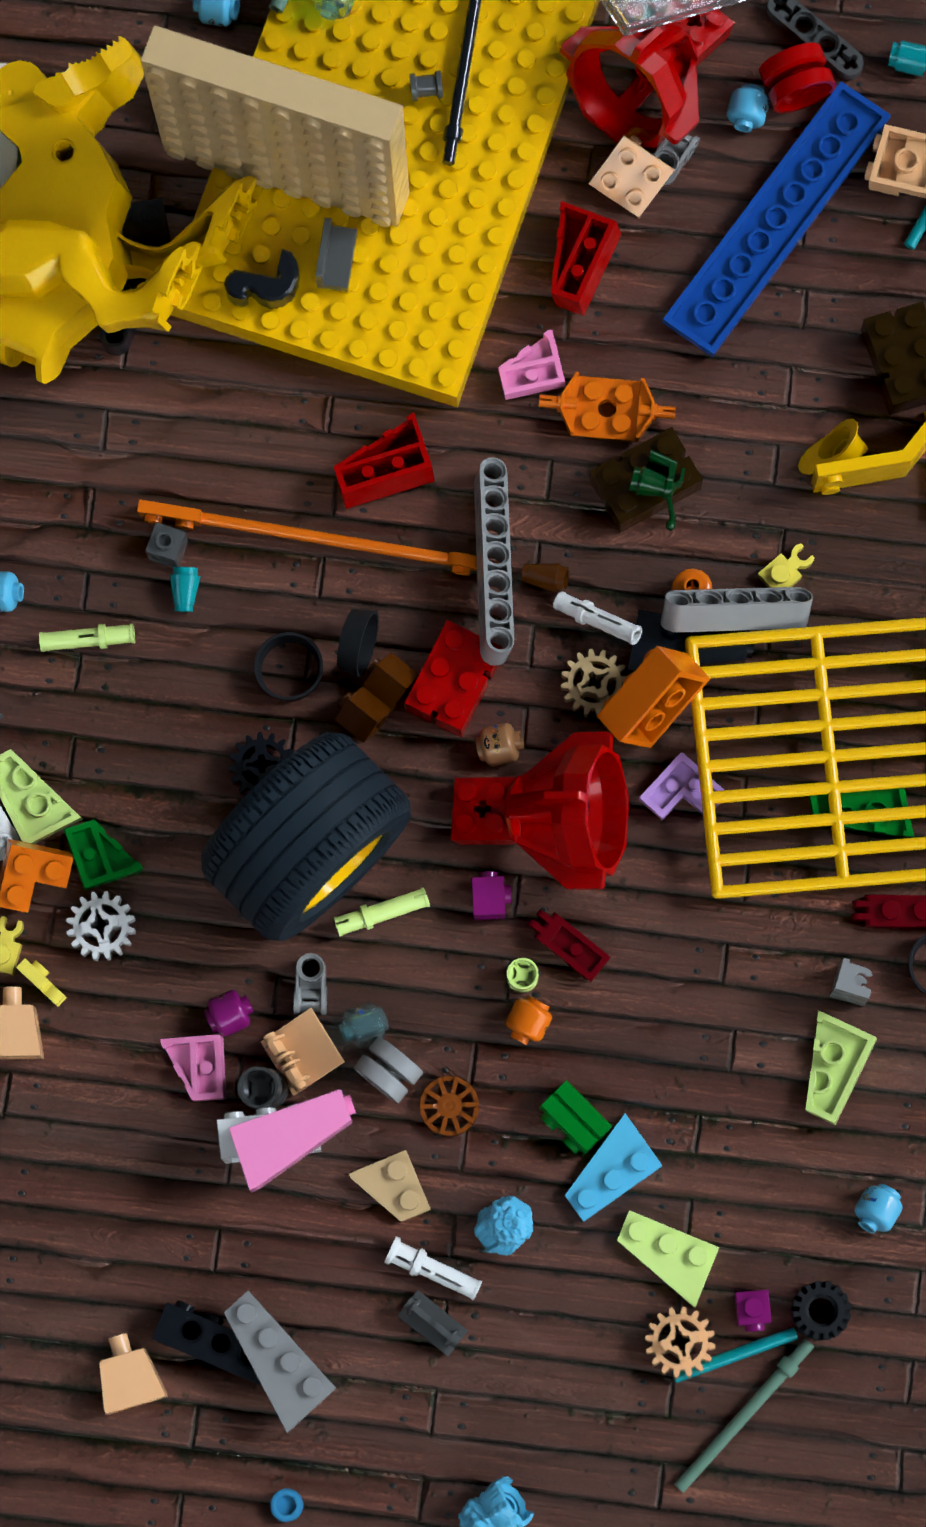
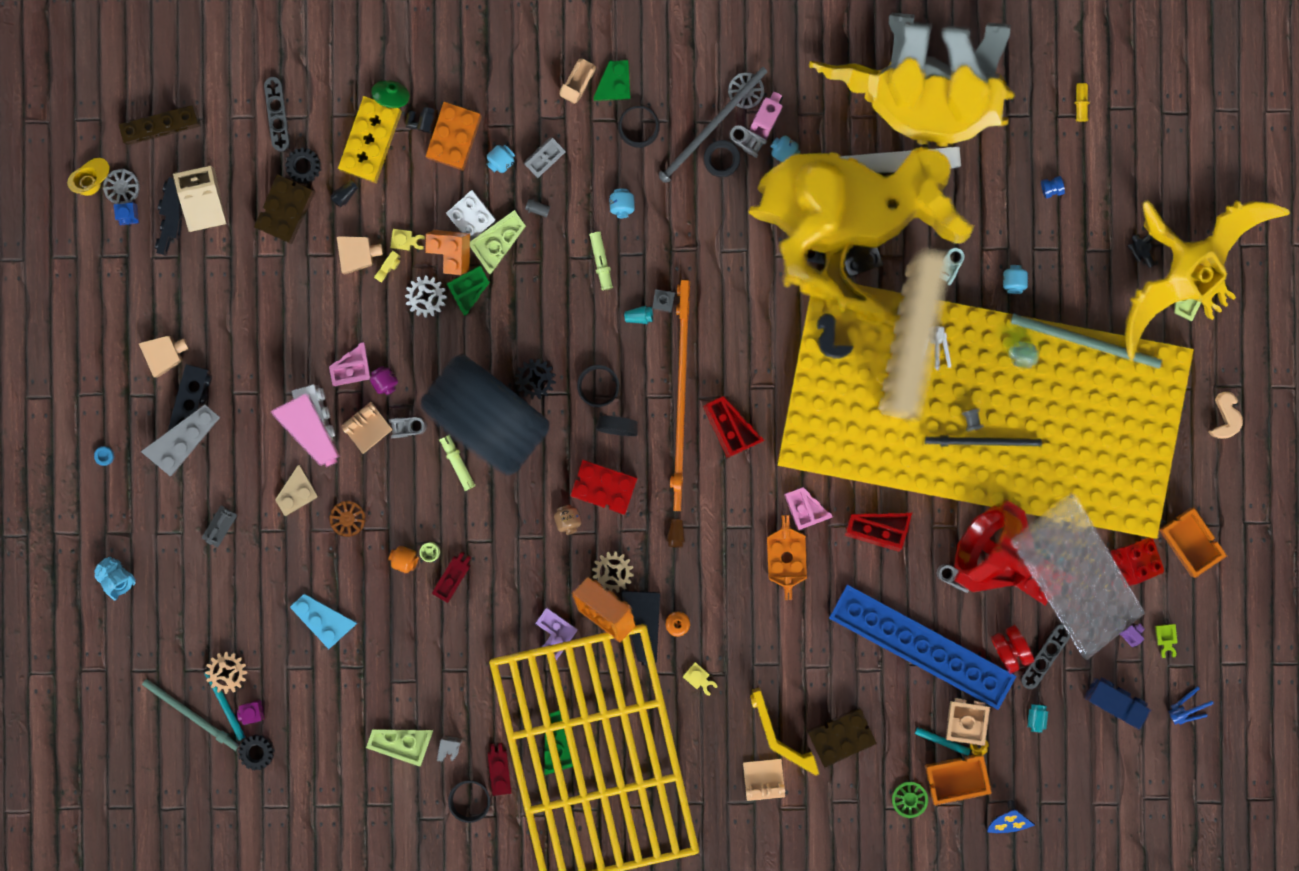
camera: 80 degrees right, 10 degrees up
(262, 1087) = (340, 407): dark grey wheel -> none
(335, 257) = (855, 379): dark grey panel -> none
(363, 1024) = (387, 462): clear light blue head -> none
(385, 688) = (586, 442): reddish brown brick -> none
(388, 1069) = (361, 480): light grey wheel -> none
(419, 1263) = (252, 513): white pin -> none
(490, 573) = (669, 498): light grey beam -> none
(490, 896) = (474, 526): magenta brick -> none
(504, 1225) = (279, 561): medium azure hair -> none
(550, 812) = (528, 562): red plate -> none
(574, 1118) = (349, 593): green brick -> none
(586, 612) = (655, 560): white pin -> none
(613, 480) = (743, 587): dark brown piece -> none
(631, 175) = (936, 554): light nougat hinge -> none
(650, 483) = (735, 592): dark green piece -> none
(671, 1254) = (278, 660): yellowish green wing -> none
(736, 609) = (667, 652): light grey beam -> none
(748, 107) = (991, 620): medium azure head -> none
(837, 445) = (778, 700): yellow piece -> none
(878, 1208) = (319, 779): medium azure head -> none

